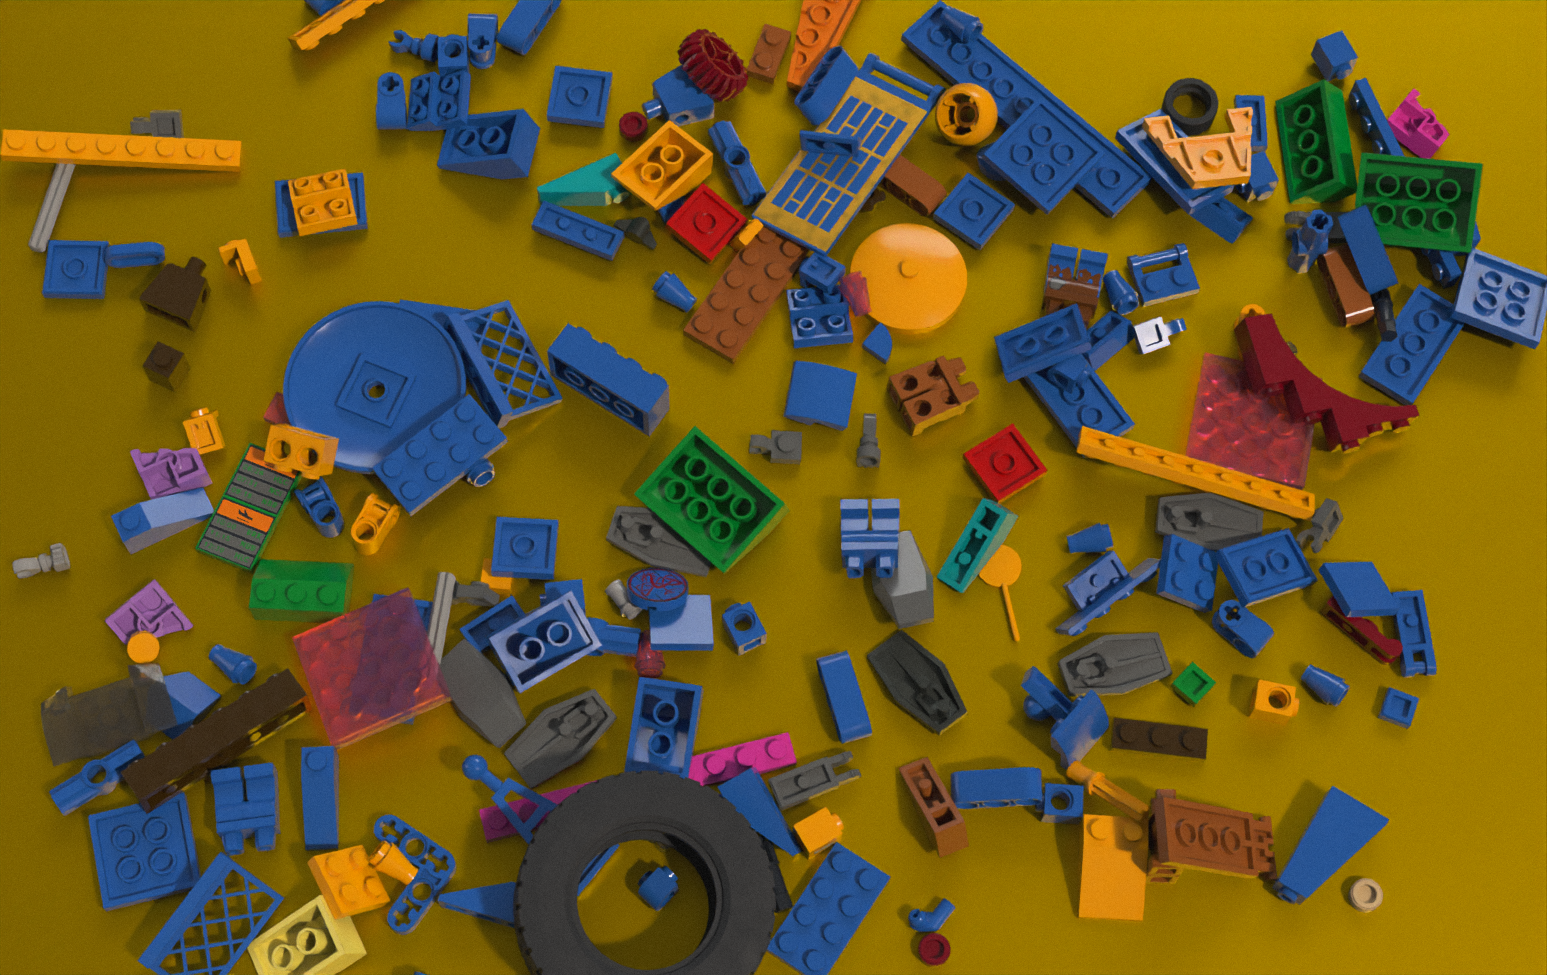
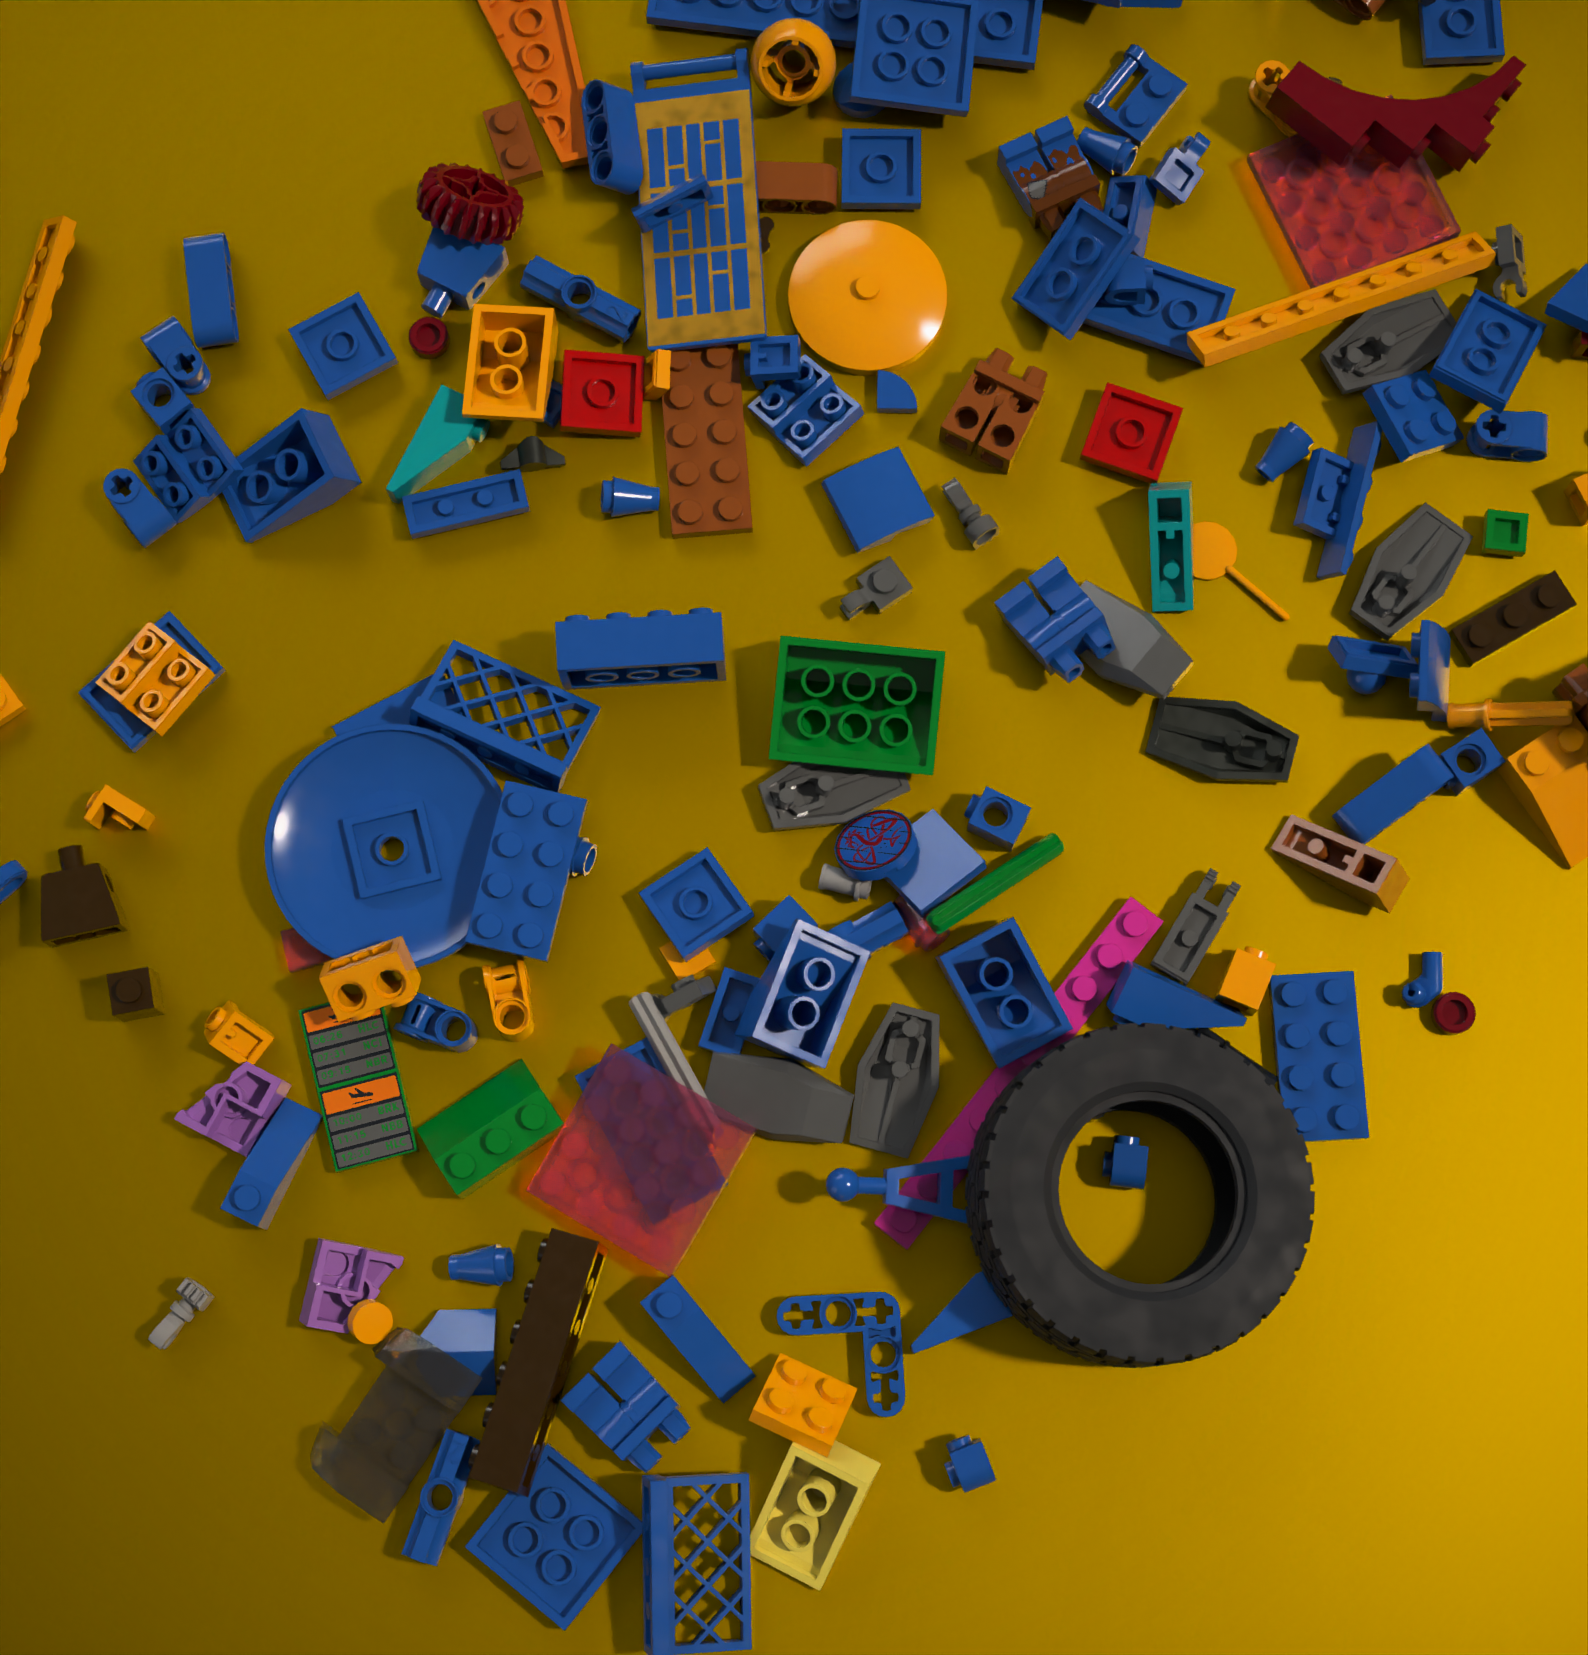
camera: 30 degrees left, 10 degrees up
(392, 862) = (828, 1348): light orange cone -> none
(426, 49) = (125, 412): blue piece -> none
(710, 663) = (995, 883): none -> green axle
(844, 697) = (1159, 815): blue beam -> none
(855, 291) = (829, 355): clear pink cone -> none

